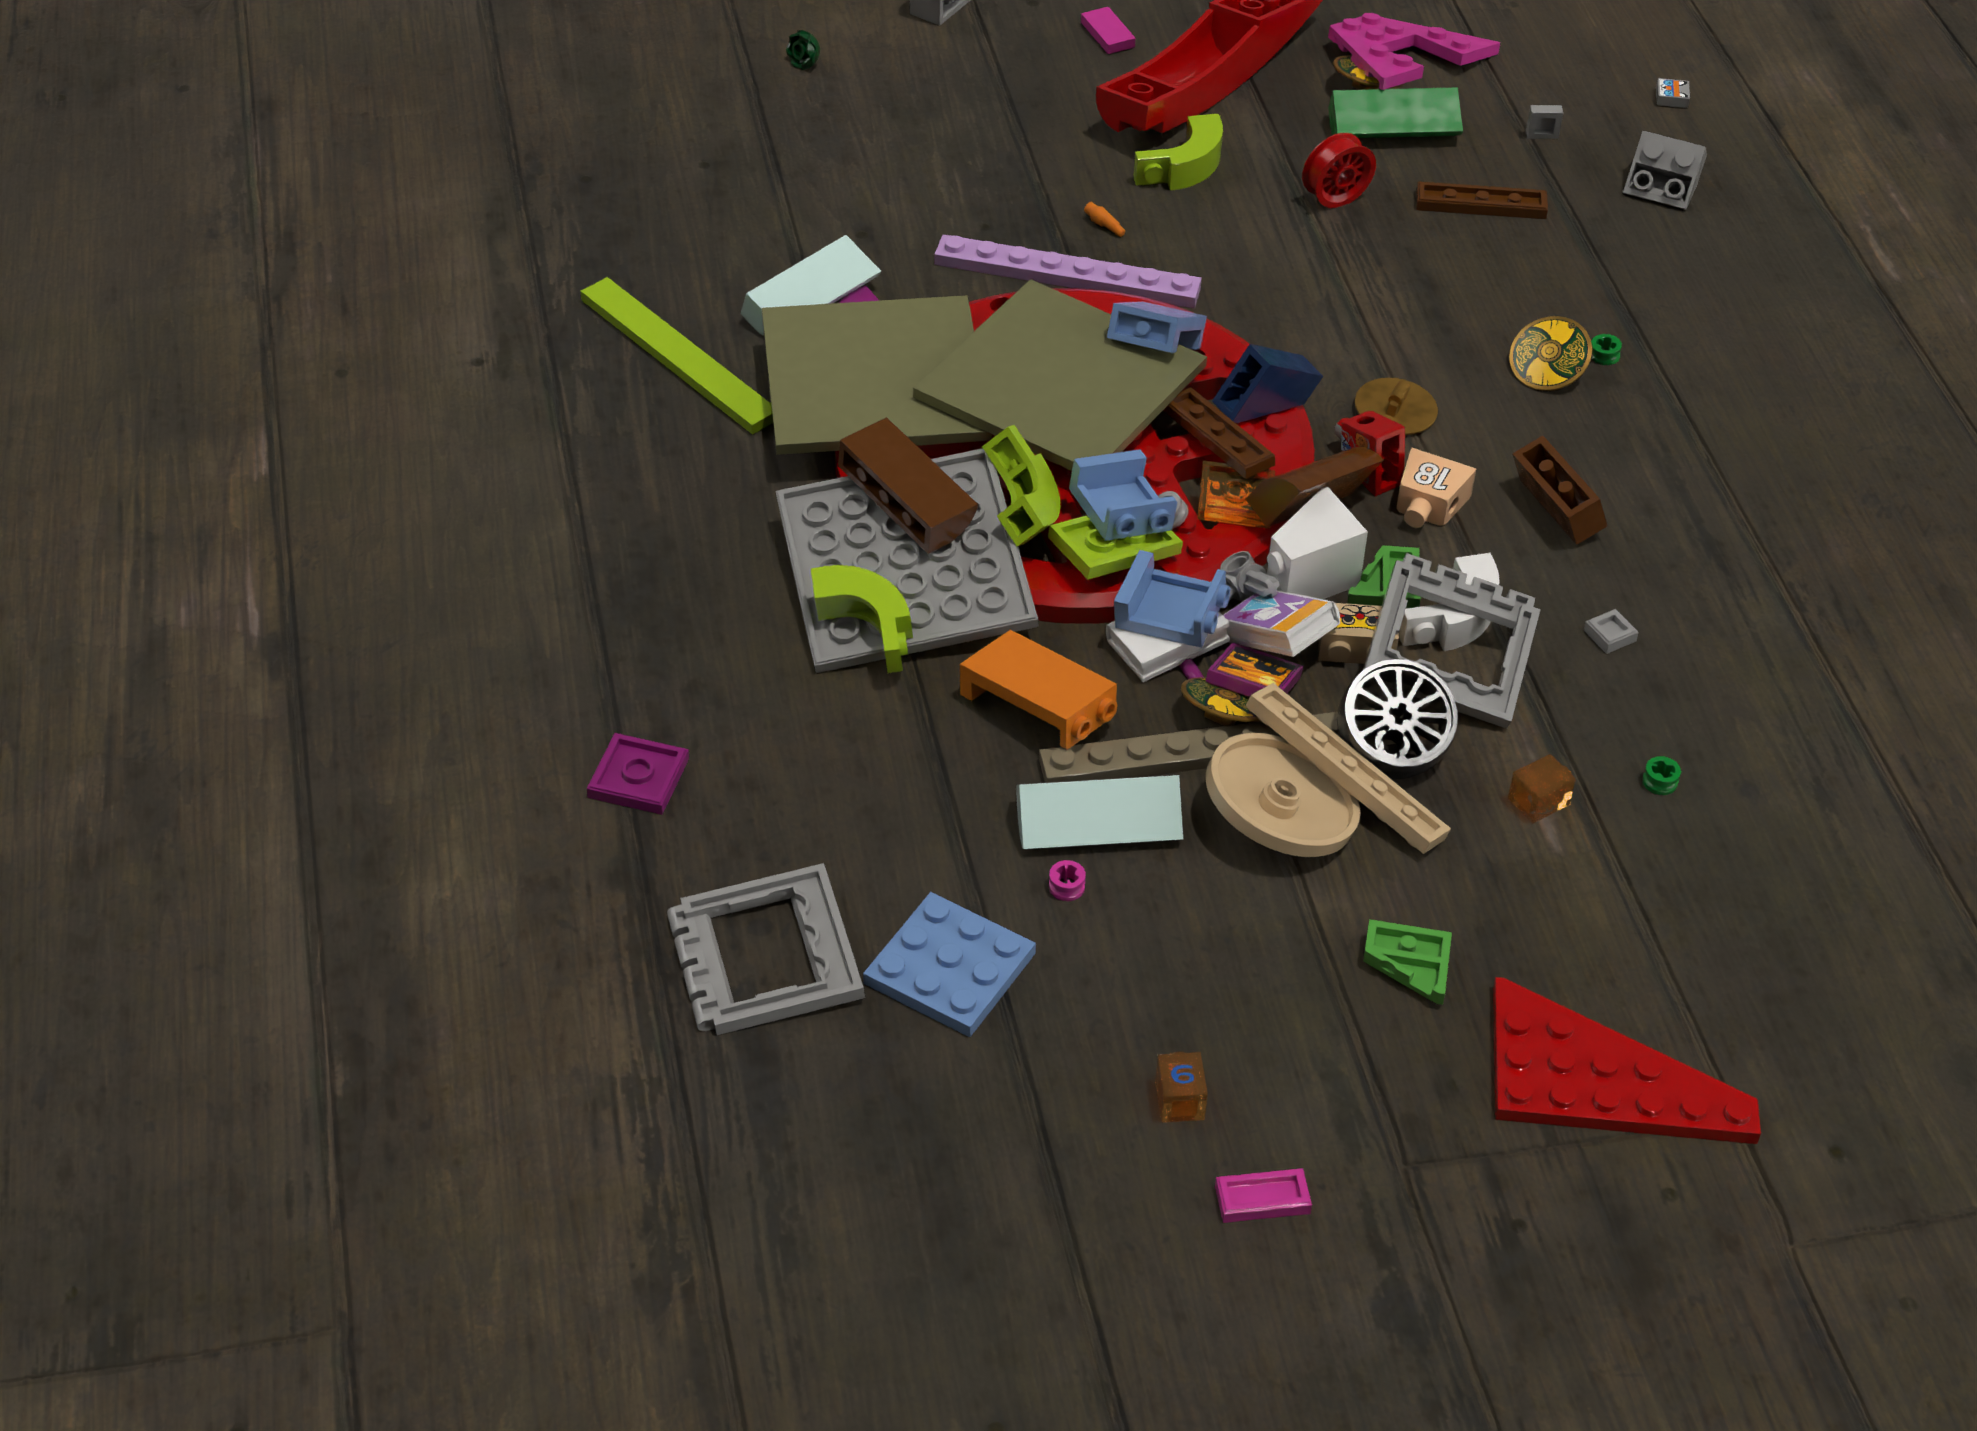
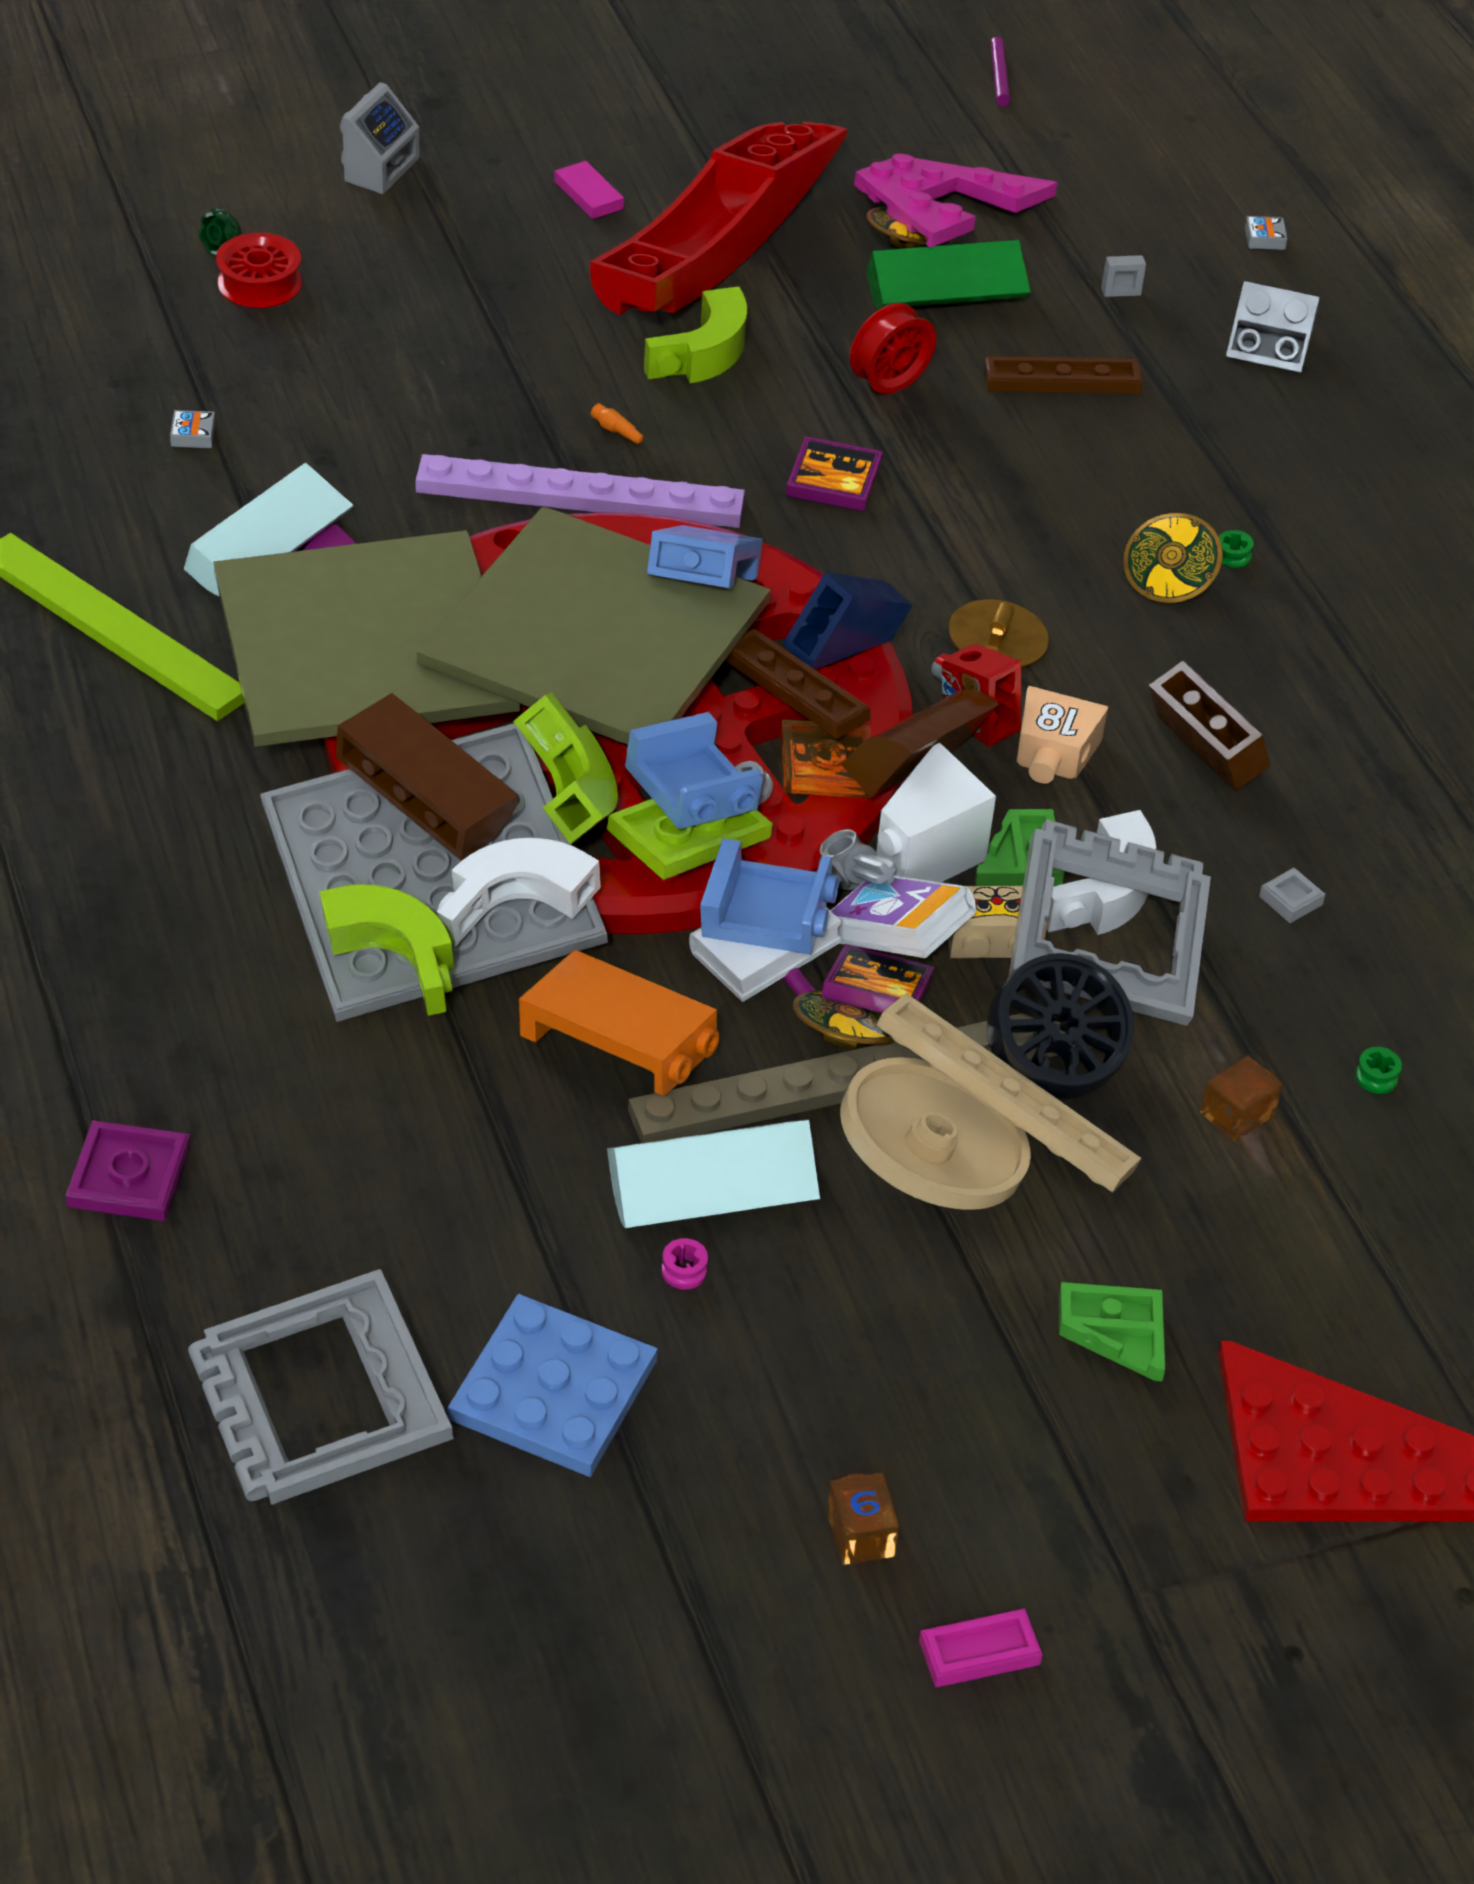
camera: 10 degrees left, 0 degrees up
(762, 204) = (192, 429): none -> tile
(830, 81) = (259, 270): none -> red wheel
(969, 563) = (518, 870): none -> white arch
(1278, 269) = (834, 473): none -> tile

